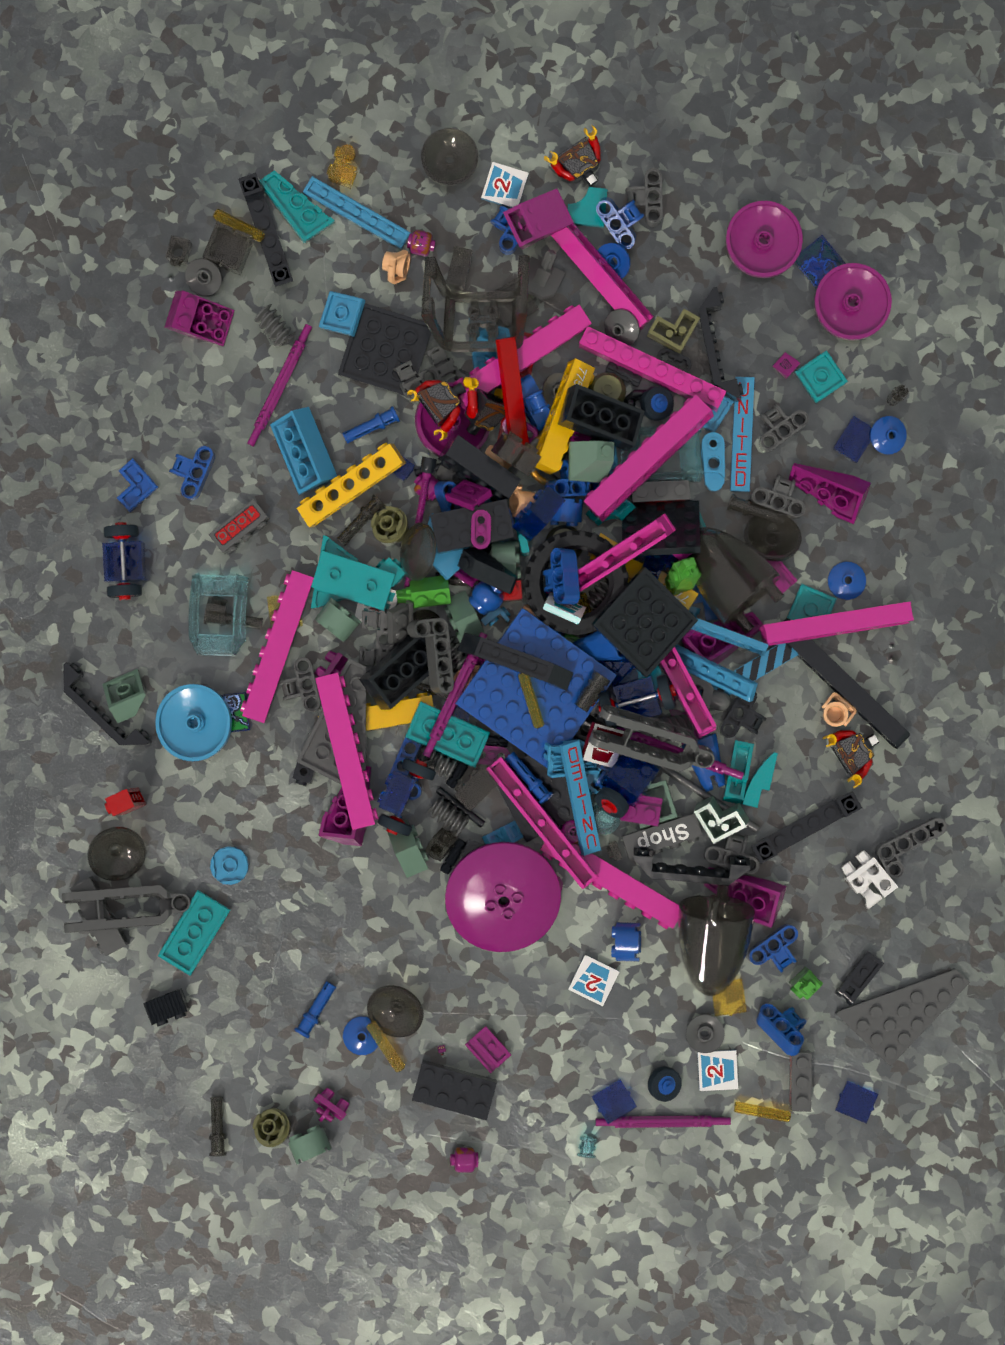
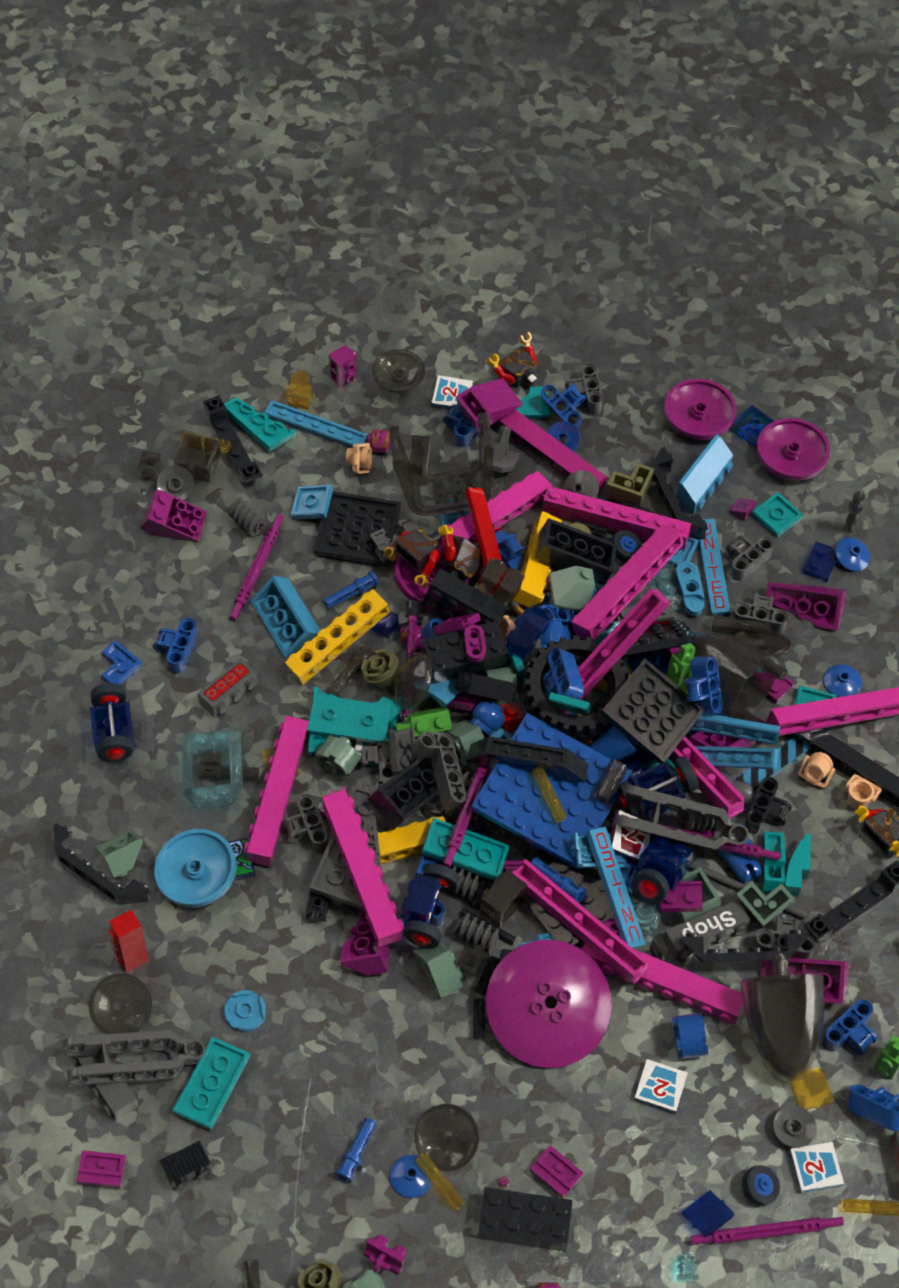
camera: 10 degrees left, 30 degrees down
(93, 1001) = (101, 1169): none -> magenta plate
(391, 145) = (342, 366): none -> magenta brick
(439, 897) = (478, 1018): none -> black axle
(700, 599) = (705, 684): none -> blue piece
(751, 328) = (704, 475): none -> slope
(799, 681) = (817, 767): none -> light nougat piece

